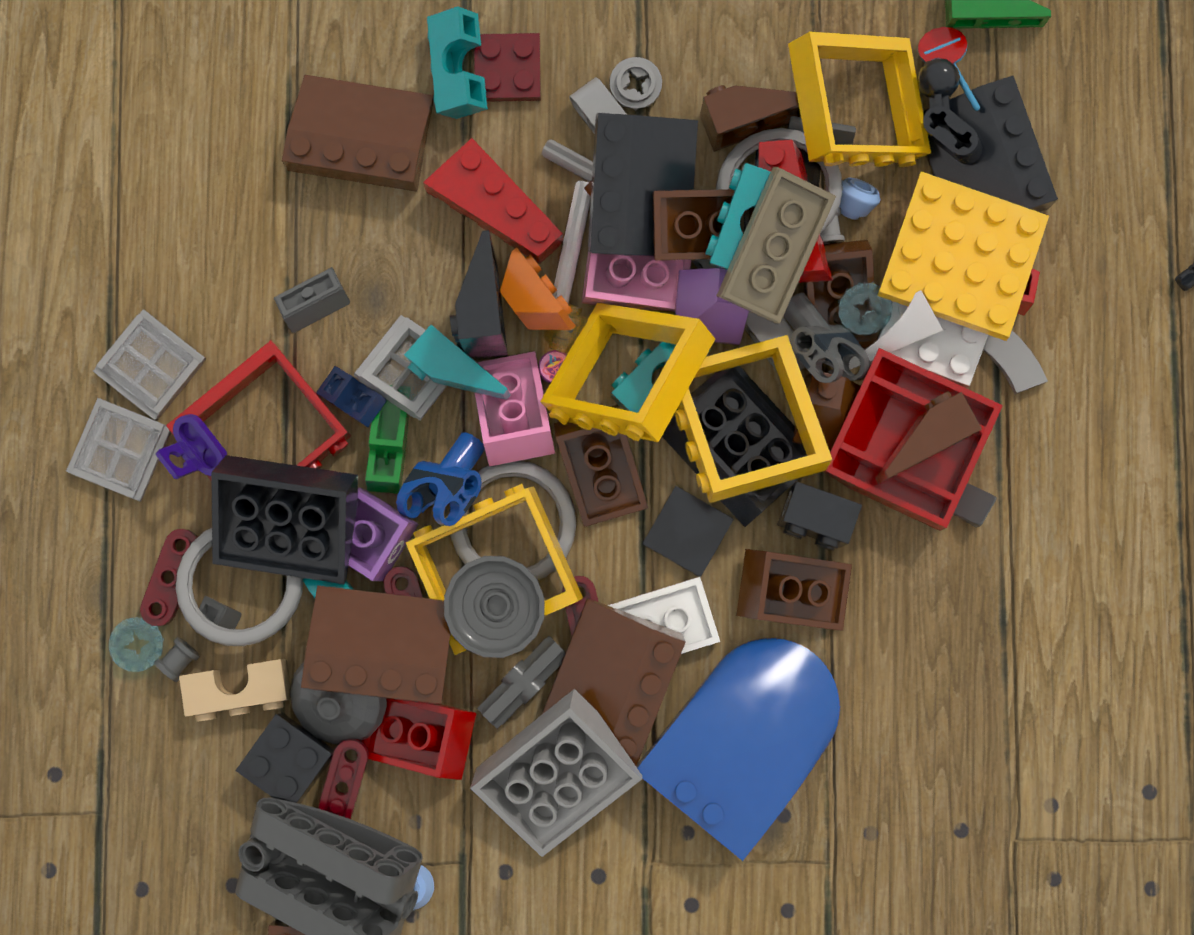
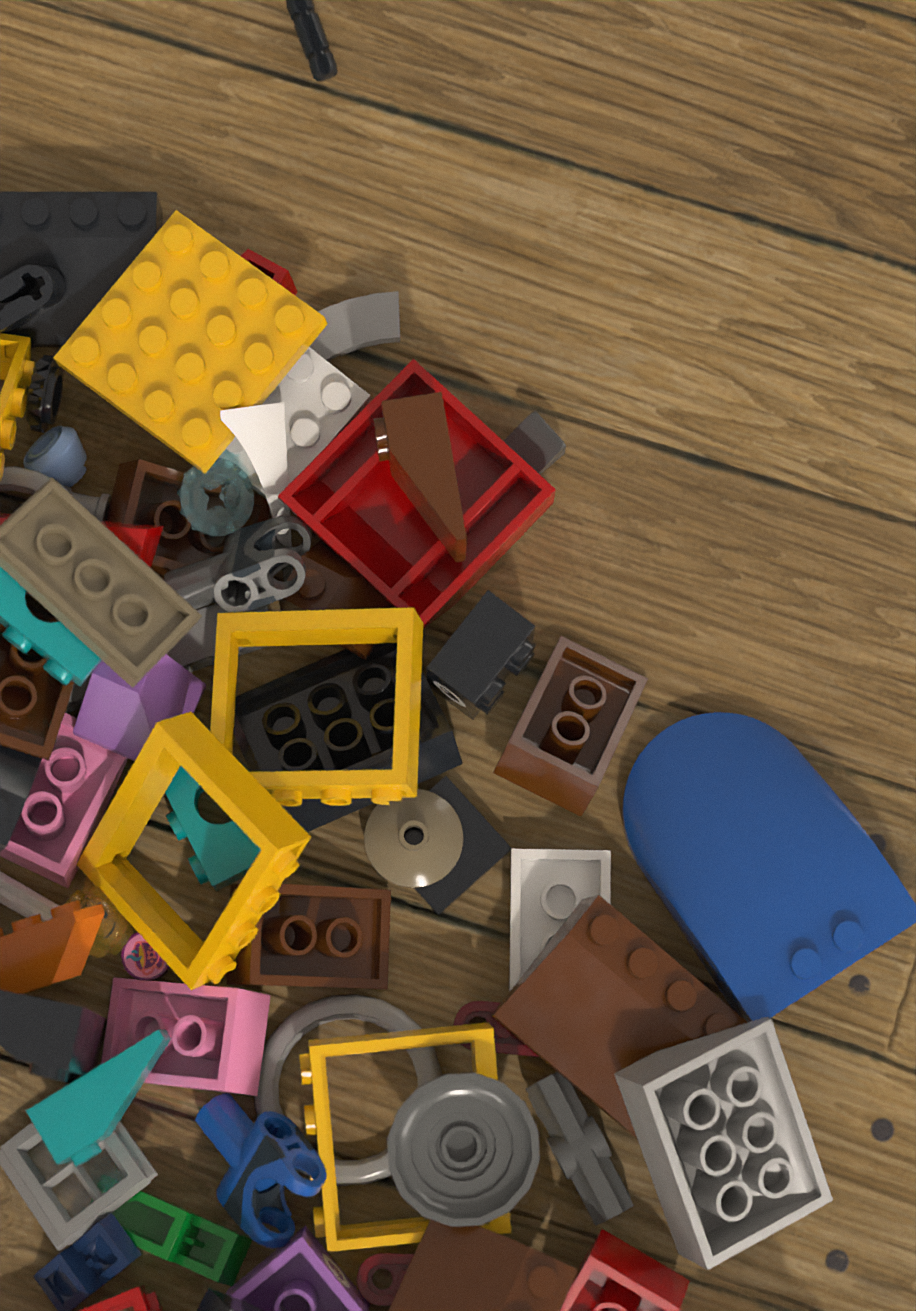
camera: 75 degrees left, 5 degrees down
(673, 524) = (414, 864): none -> dark tan dish
(896, 175) = (44, 394): none -> black gear

